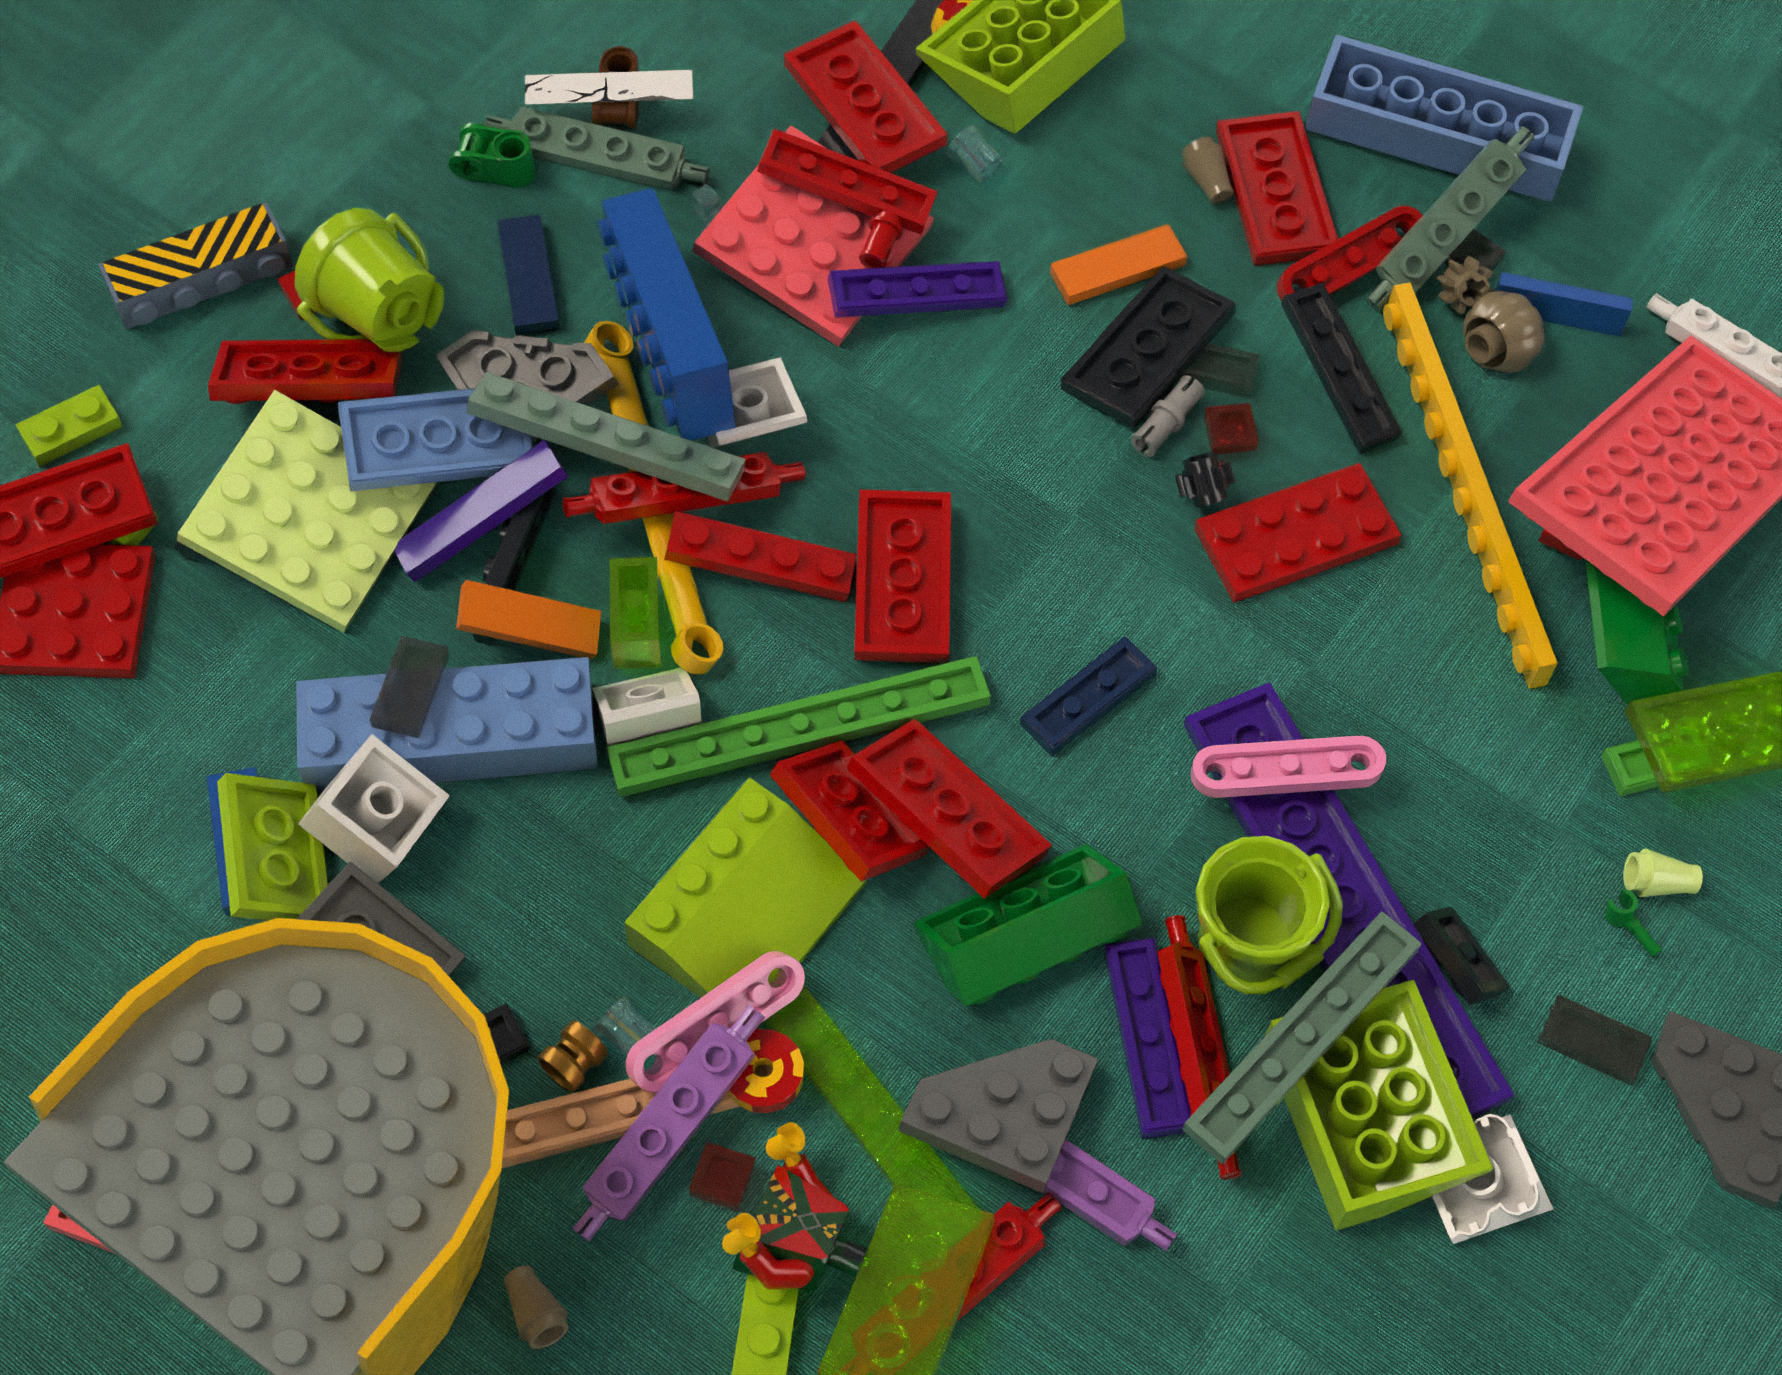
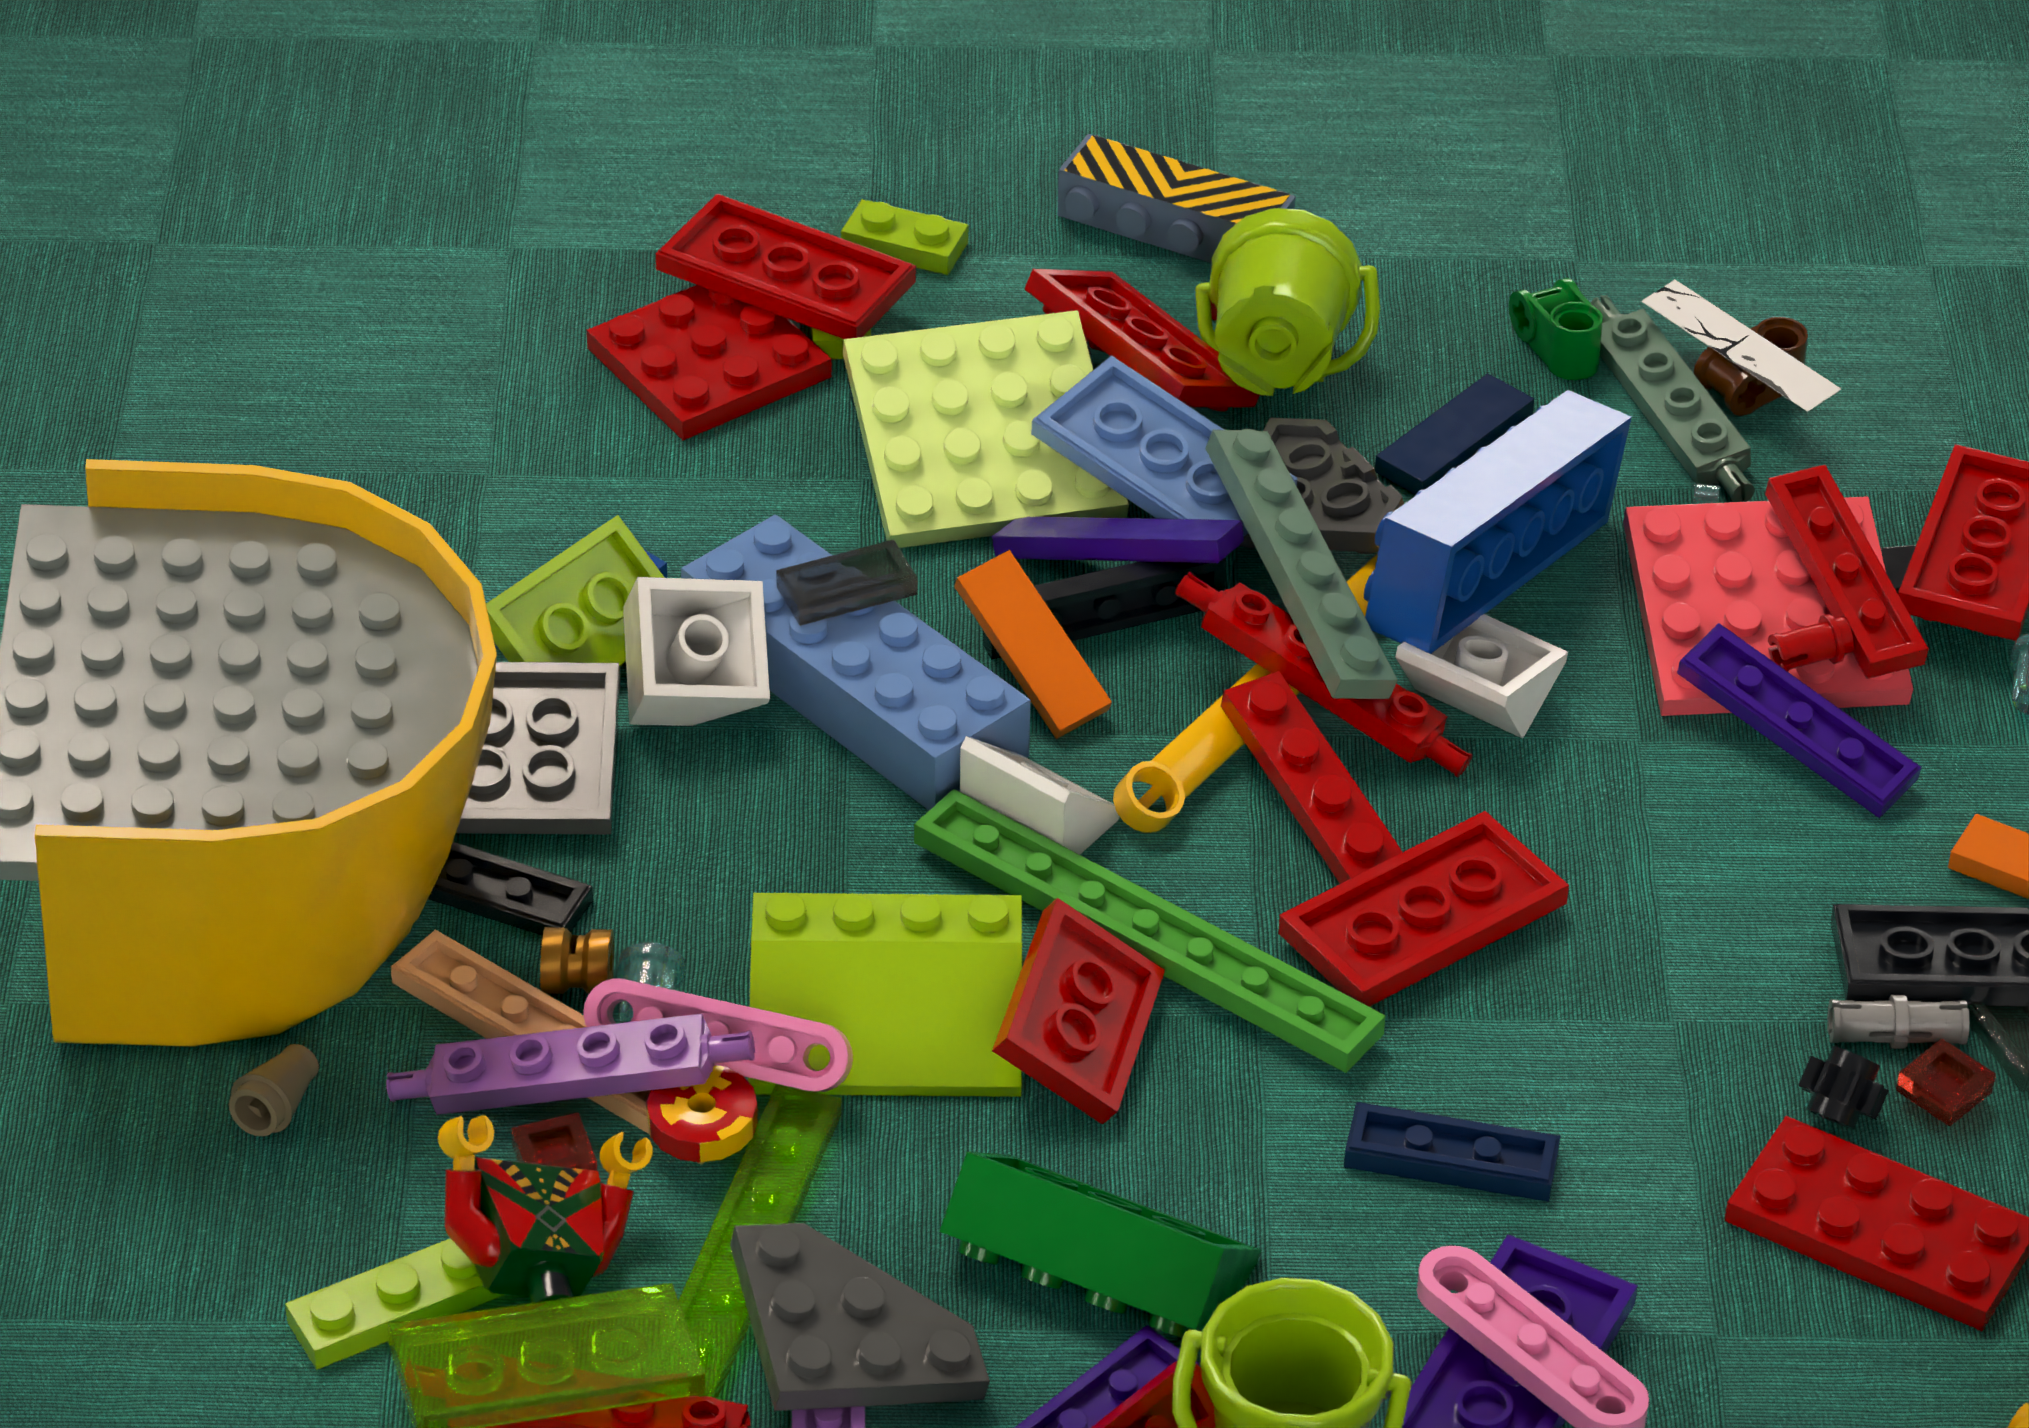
camera: 55 degrees right, 20 degrees down
(635, 612) = (1128, 716): clear neon green brick -> none
(949, 807) = (1169, 1092): red plate -> none

